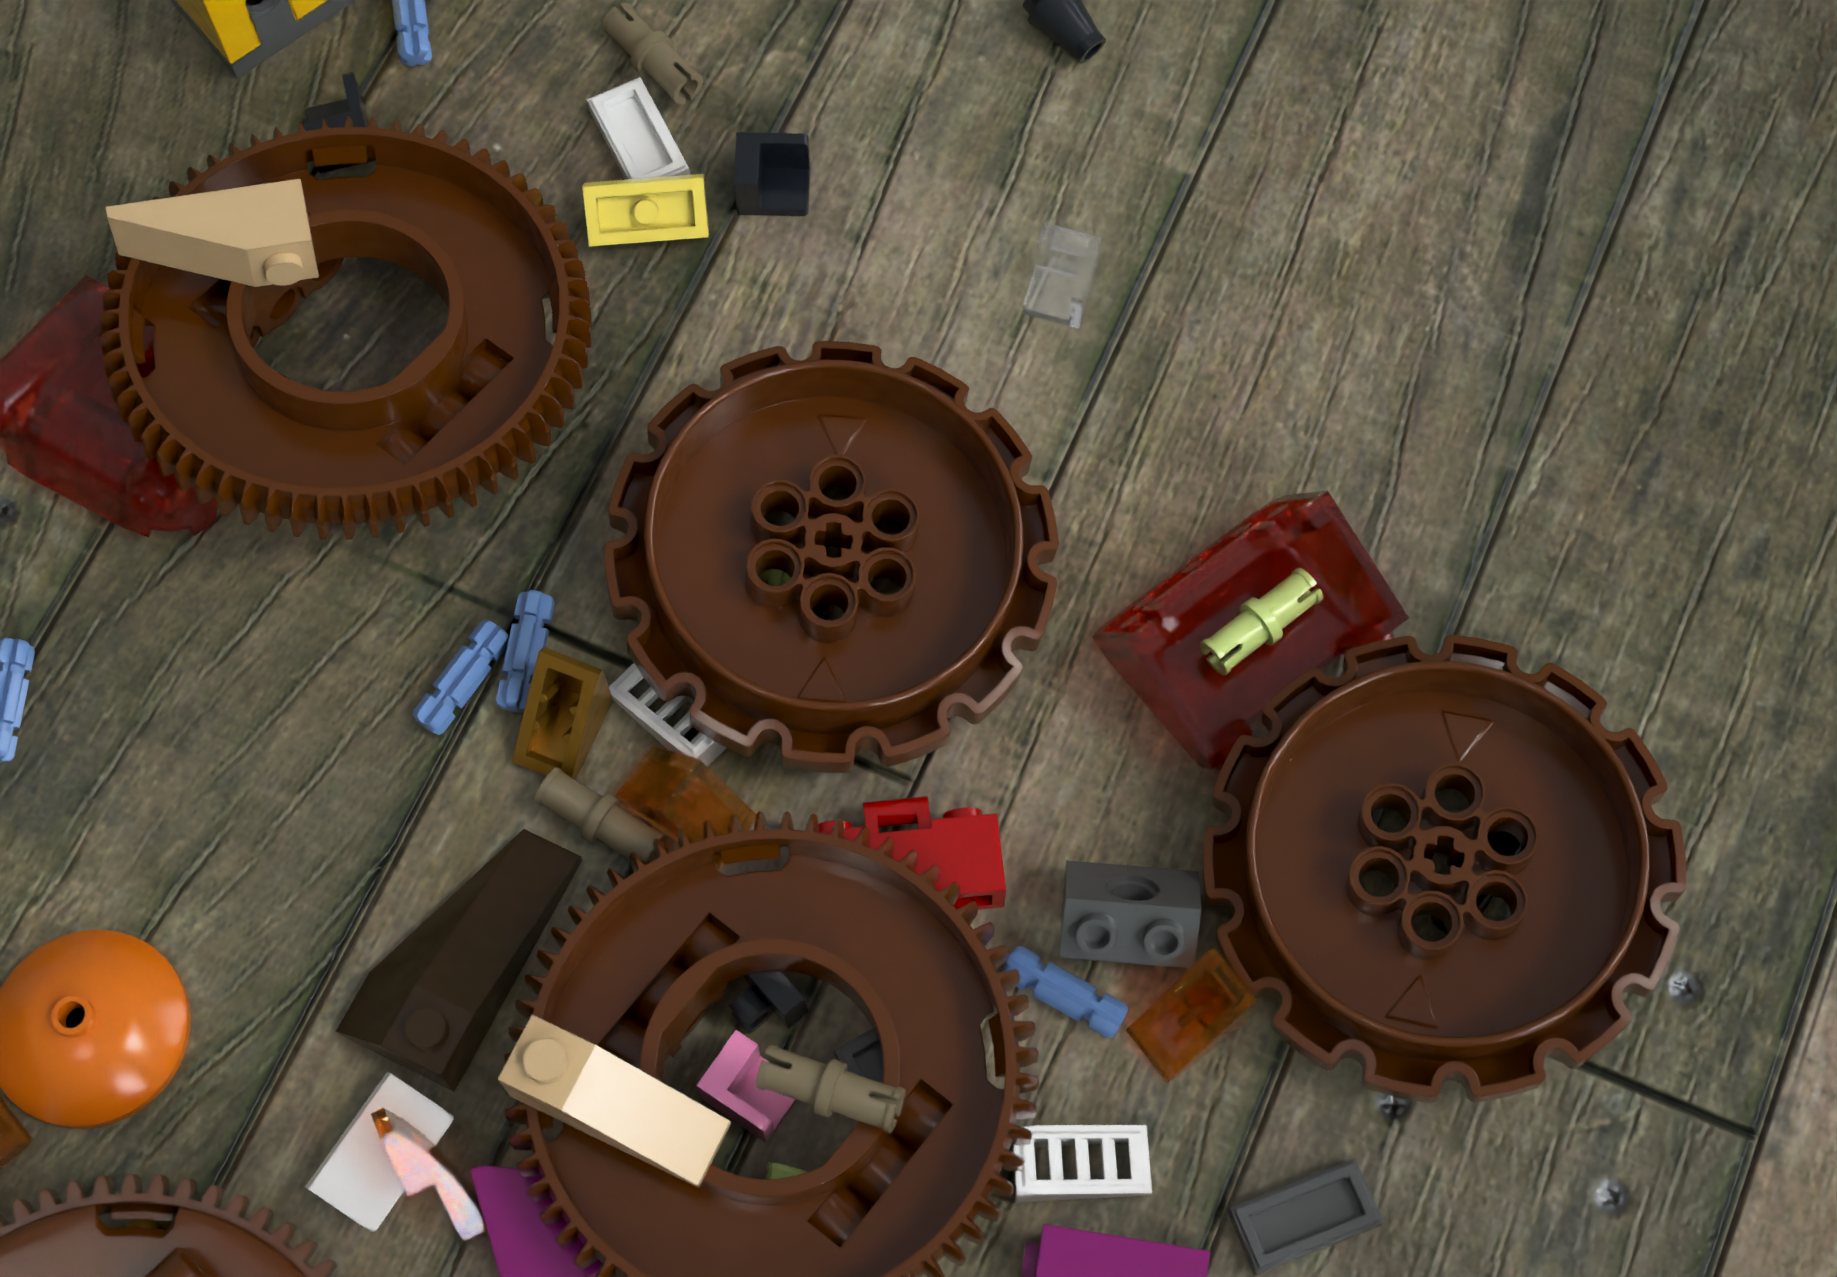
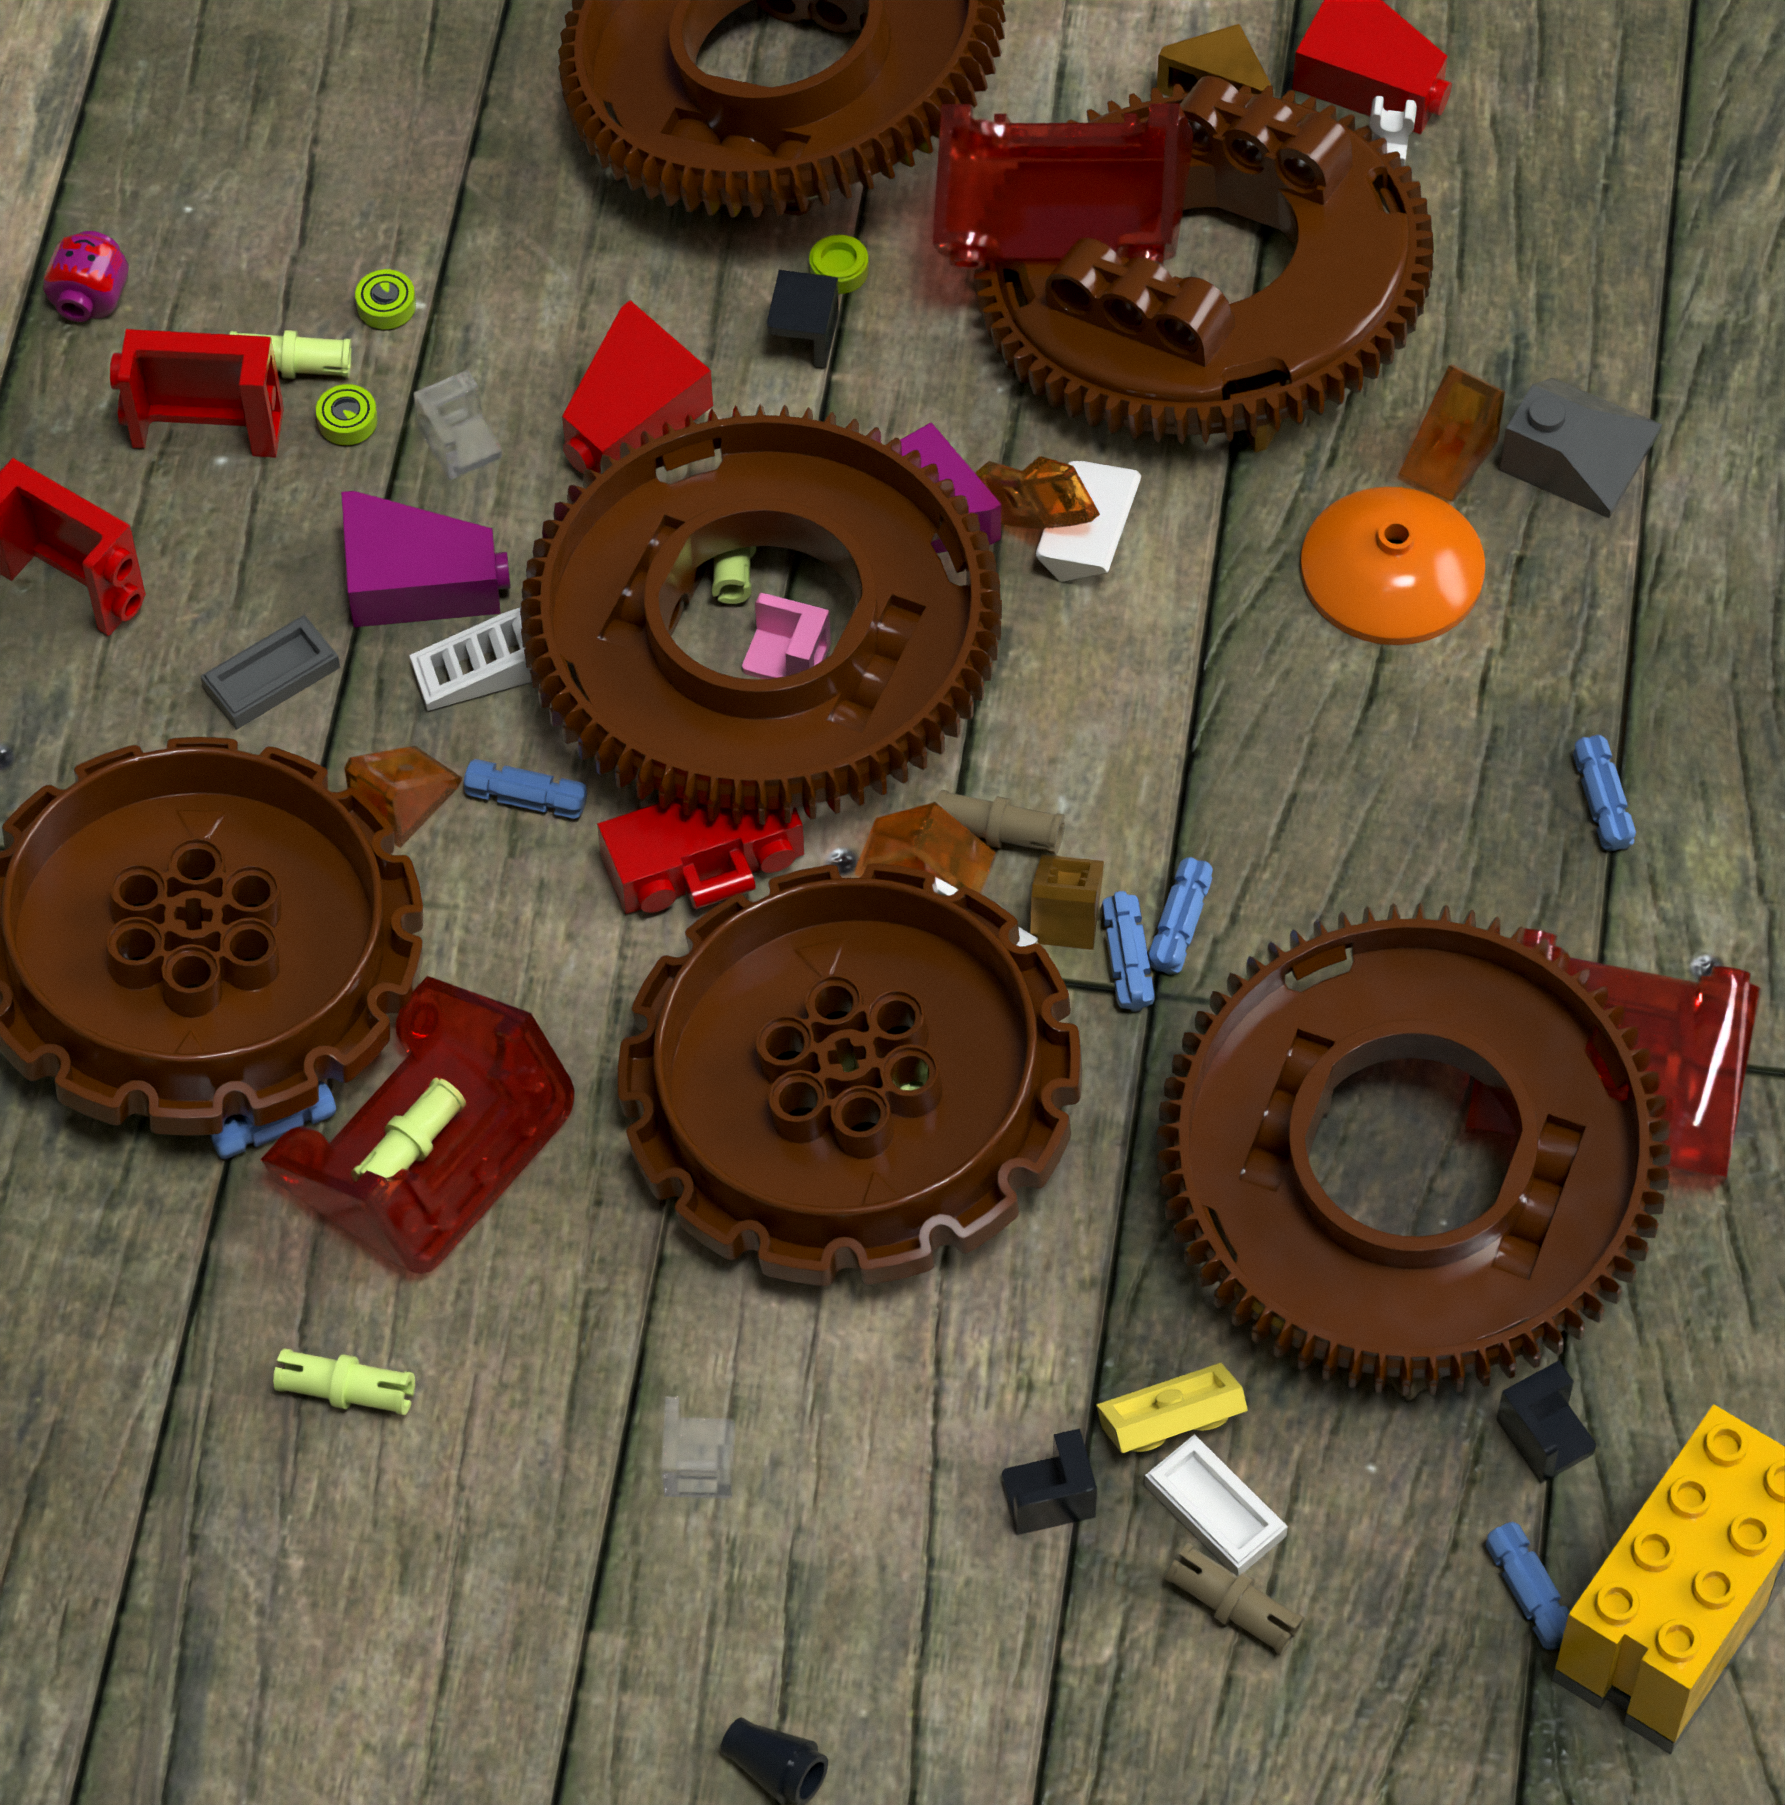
camera: 165 degrees right, 10 degrees down
(230, 234) = (1545, 1141): tan slope -> none
(452, 974) = (1089, 664): dark brown wedge -> none
(612, 1101) = (886, 516): slope -> none
(830, 1088) = (699, 571): dark tan pin -> none
(1130, 914) = (511, 855): dark grey brick -> none
(1362, 414) = (344, 1381): none -> yellowish green pin

